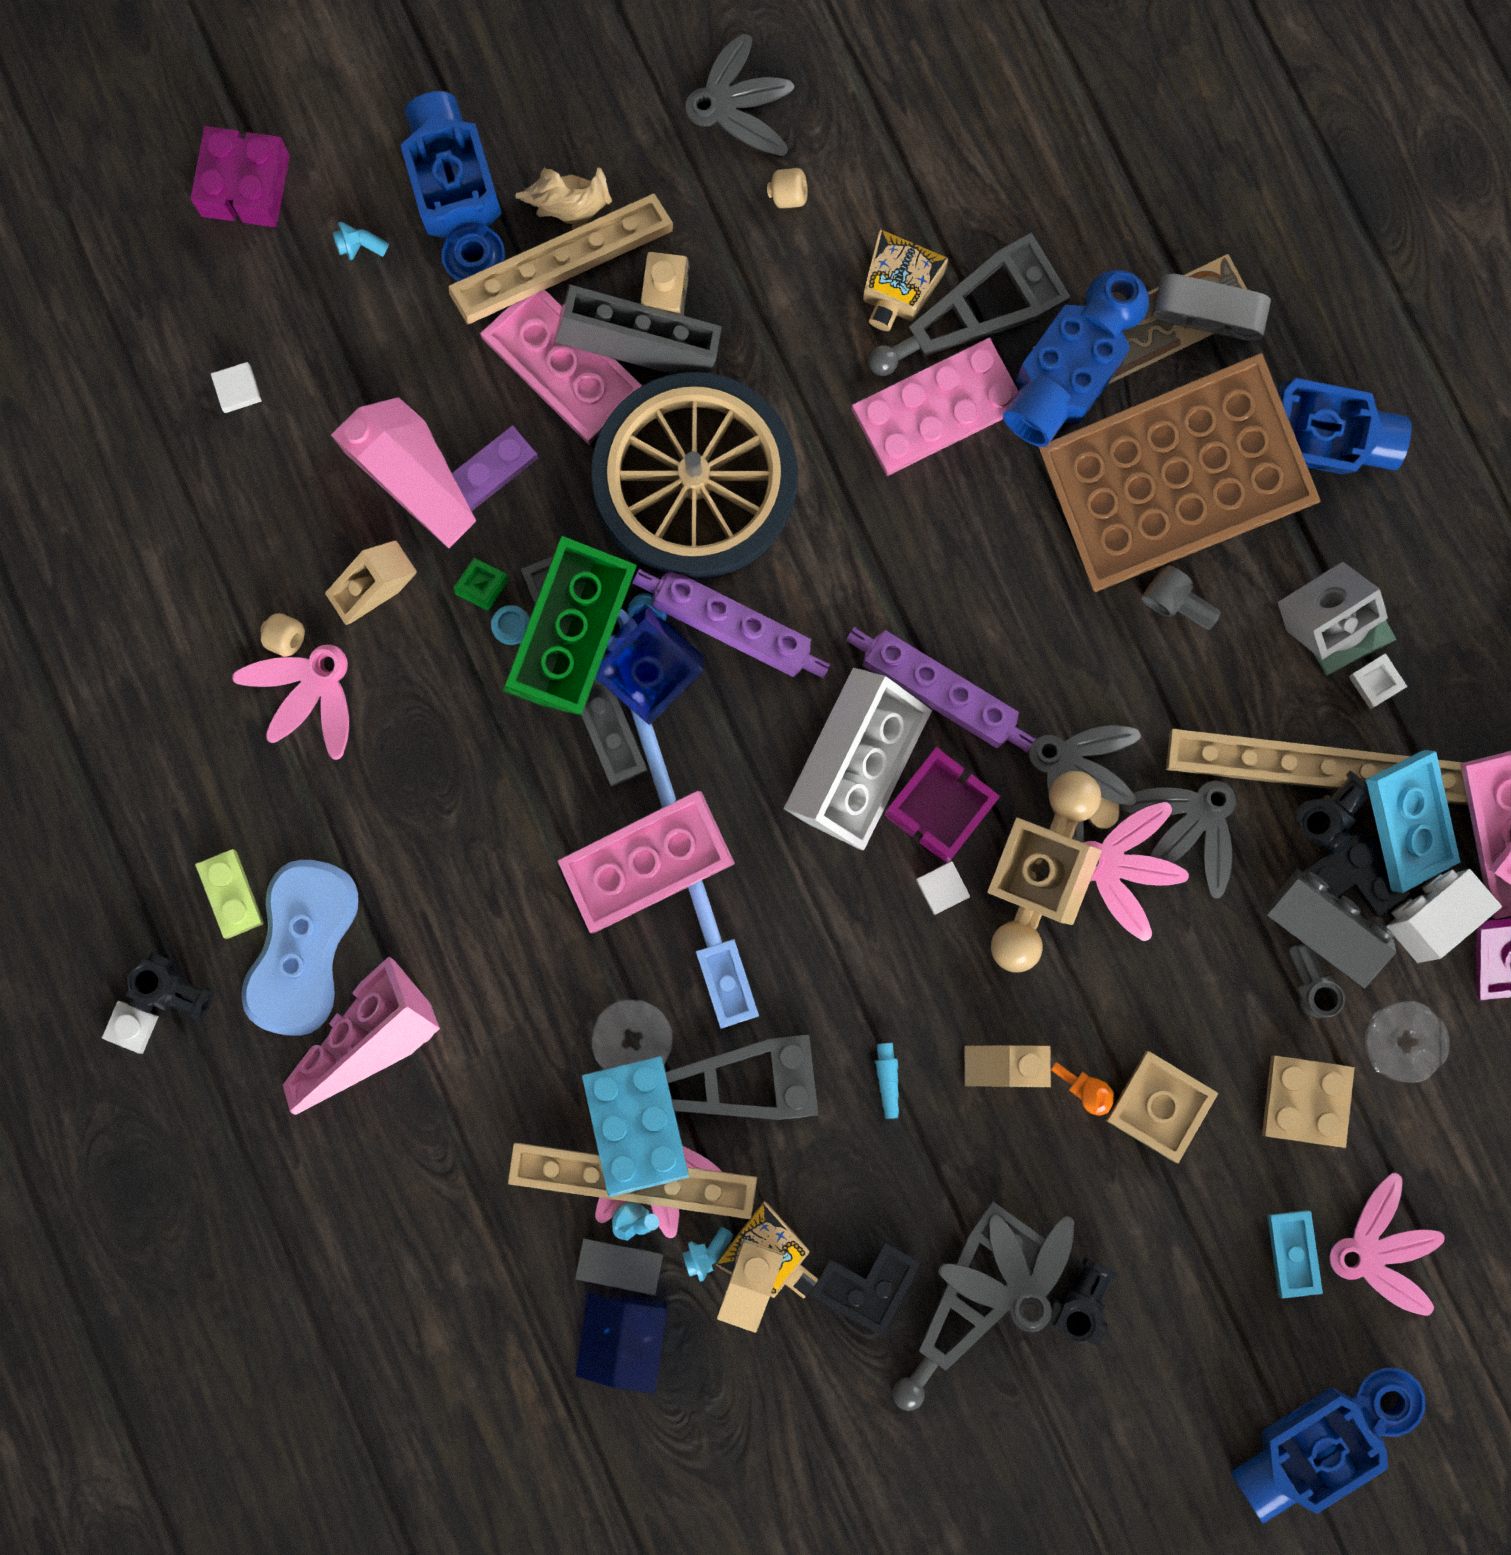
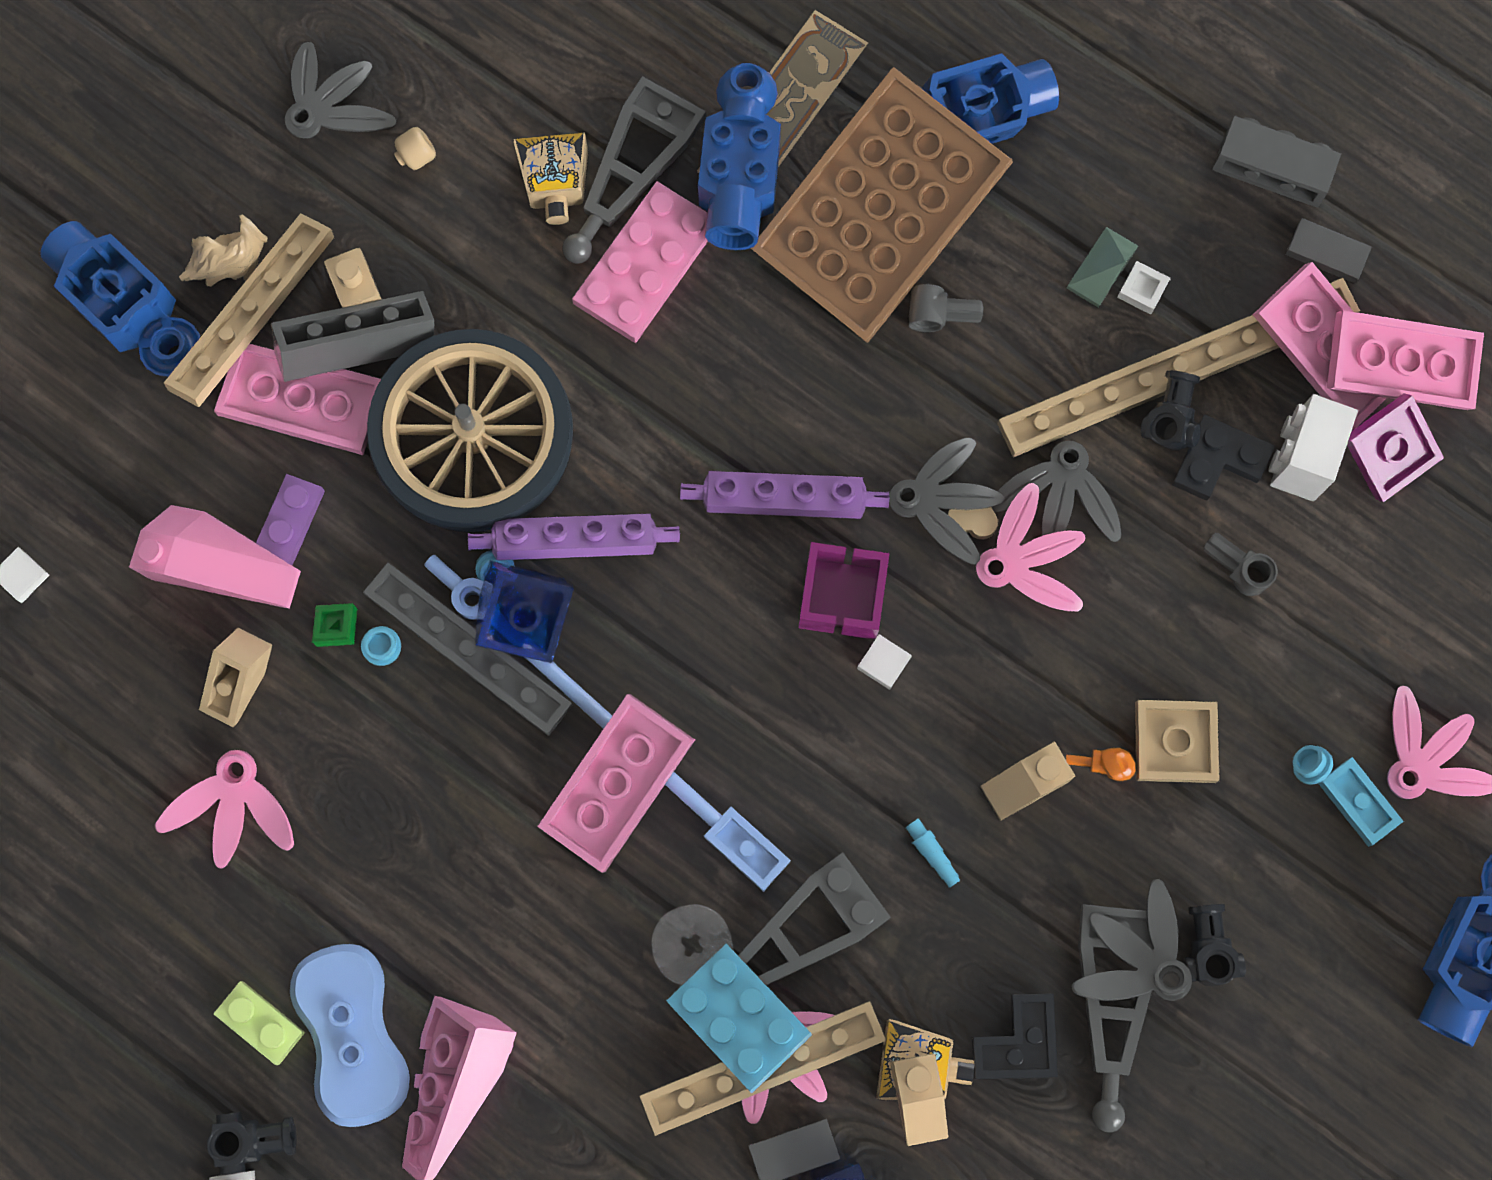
camera: 30 degrees left, 5 degrees down
(282, 634) = (180, 766): tan piece -> none
(349, 241) = (52, 393): medium azure plate -> none
(570, 627) = (435, 616): green slope -> none
(632, 1220) = (783, 1102): medium azure plate -> none
(700, 1259) = (862, 1102): medium azure plate -> none
(858, 758) = (748, 591): white slope -> none
(1018, 878) = (939, 582): tan brick -> none
(1212, 307) = (827, 58): light grey beam -> none
(1271, 1197) = (1312, 764): none -> medium azure plate
(1308, 1101) = (1294, 667): tan plate -> none
(1332, 927) = (1228, 508): dark grey brick -> none
(1333, 611) = (1074, 248): light grey brick -> none
(1413, 820) = (1242, 383): medium azure plate -> none
(1423, 1025) = (1336, 591): clear plate -> none

